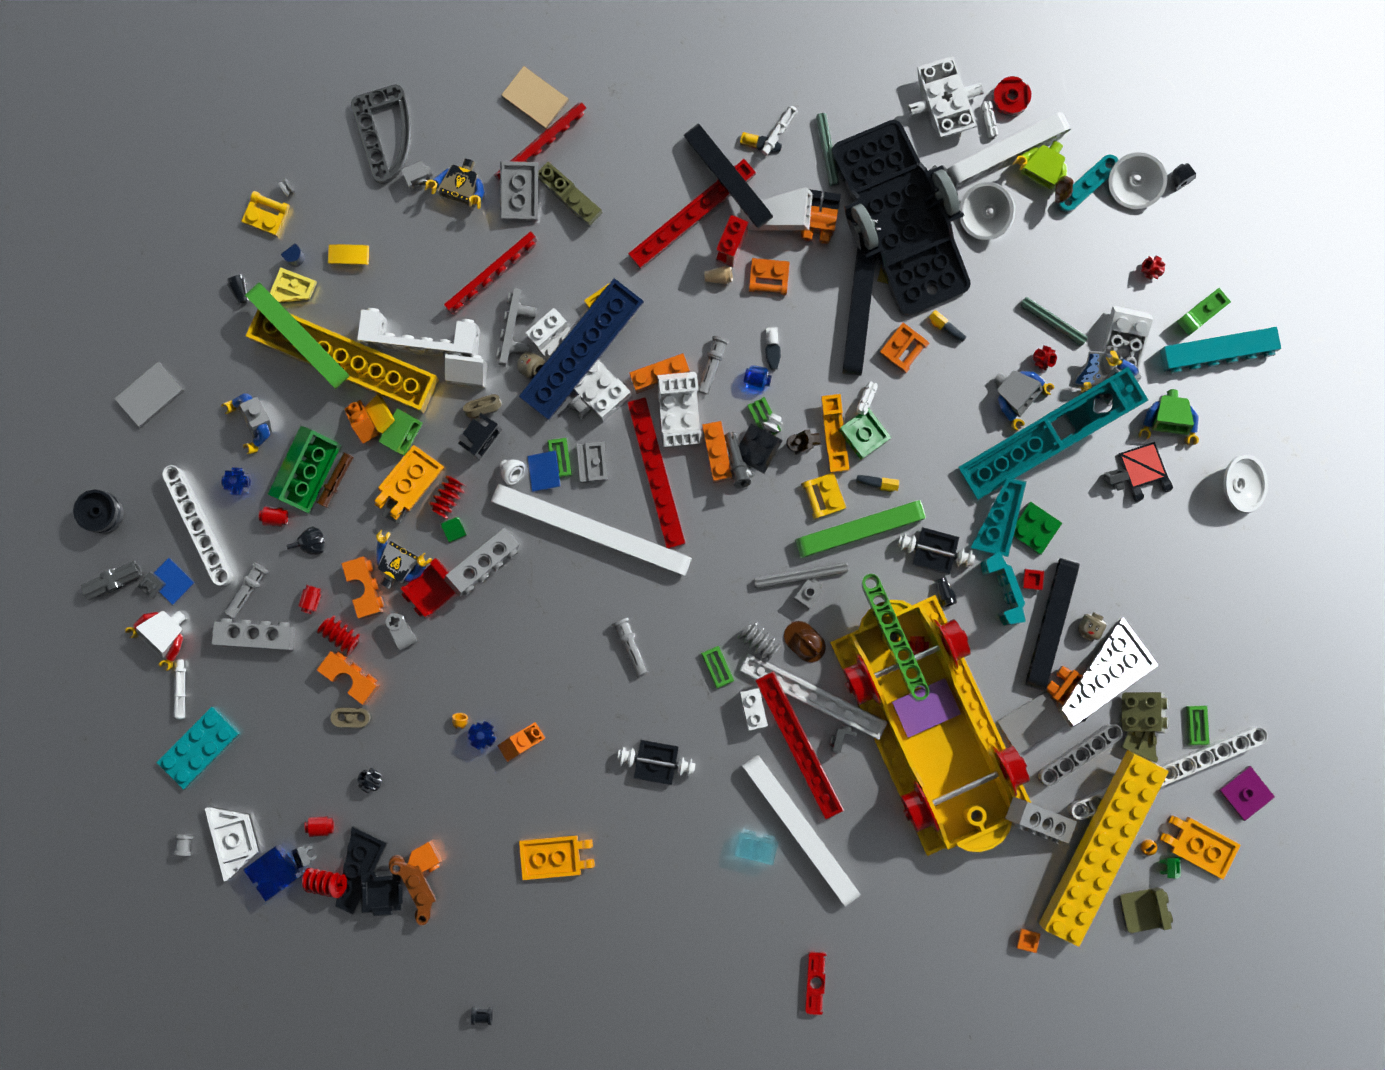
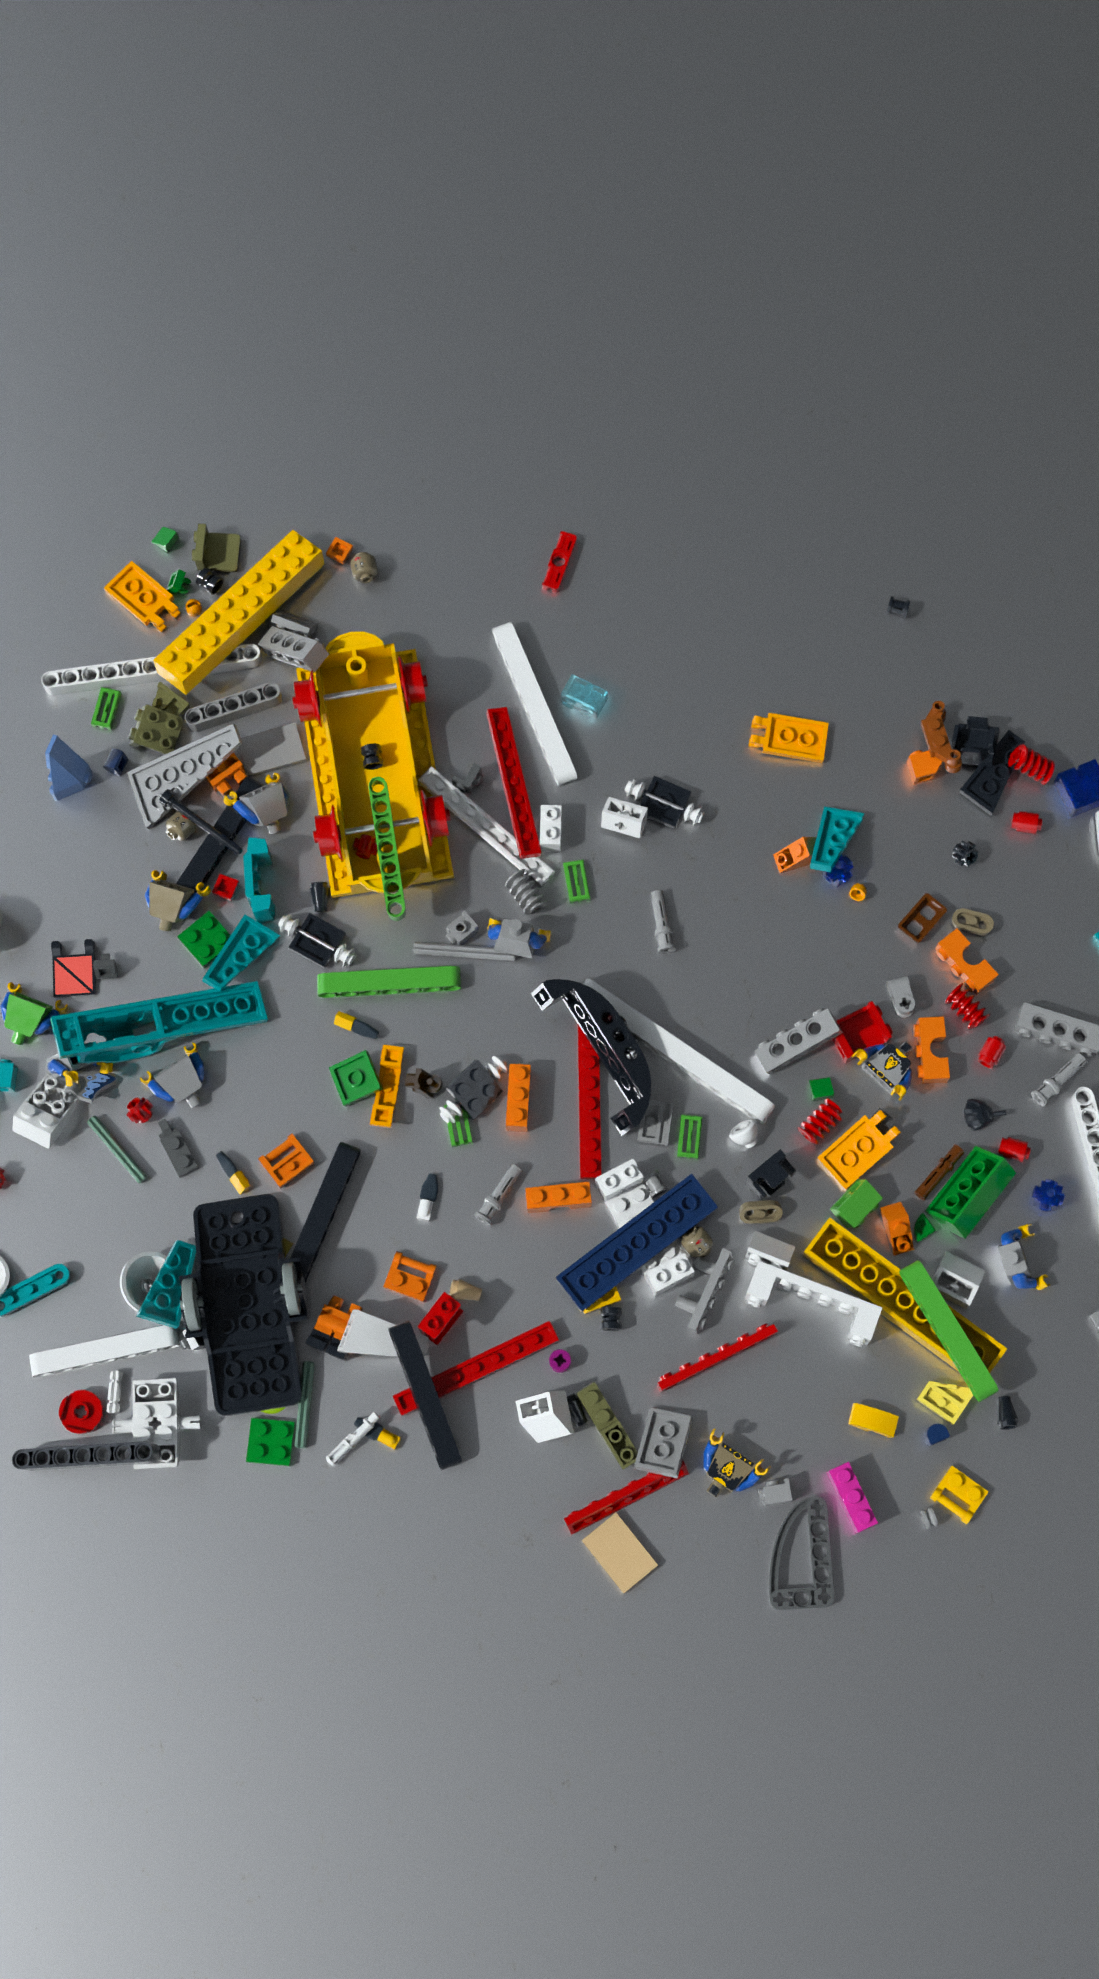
camera: 165 degrees left, 10 degrees down
(300, 389) = (957, 1279): none -> white slope
(301, 857) = (1051, 797): tile -> none
(340, 428) = (922, 1228): none -> green tile
(353, 186) = (852, 1497): none -> dark pink brick
(379, 413) = (875, 1228): yellow tile -> none
(390, 705) = (914, 915): none -> reddish brown piece
(492, 763) = (833, 836): none -> teal wing
(544, 471) = (709, 1126): blue window -> none
(588, 282) = (611, 1319): none -> black wheel
(602, 200) = (576, 1410): none -> black cone
(623, 187) = (545, 1415): none -> white slope
(623, 241) = (560, 1361): none -> magenta wheel
(643, 515) = (610, 1040): none -> black slope
(679, 409) = (547, 1150): white plate -> none
(688, 735) = (624, 817): none -> white brick
(738, 467) = (500, 1070): dark grey pin -> none
(757, 378) = (454, 1167): clear blue head -> none
(757, 593) = (516, 937): none -> light grey torso
(805, 641) = (479, 885): reddish brown piece -> none
(829, 492) = (410, 1026): yellow plate -> none
(847, 112) = (270, 1442): none -> green plate
(866, 398) = (342, 1114): white axle -> none
(925, 714) = (357, 782): medium lavender tile -> none
(939, 739) = (372, 756): none -> black wheel
(972, 201) = (163, 1298): none -> teal wing
(987, 56) = (95, 1458): none -> black beam
(999, 927) = (364, 567): none -> dark tan head
(1002, 334) = (177, 1149): none -> dark grey hinge
(1021, 663) = (263, 805): none -> light grey torso
(1047, 168) = (67, 1314): lime torso -> none
(1048, 852) = (298, 624): none -> light grey plate
(1078, 551) = (171, 901): none -> dark tan torso
(1109, 644) = (169, 799): none -> black piece
(1141, 876) = (210, 581): none -> black wheel
(1171, 673) = (116, 762): none -> dark blue brick
(1198, 911) = (165, 538): none -> green slope
(1214, 647) = (67, 769): none -> medium blue wedge
(1246, 793) = (80, 634): magenta plate -> none

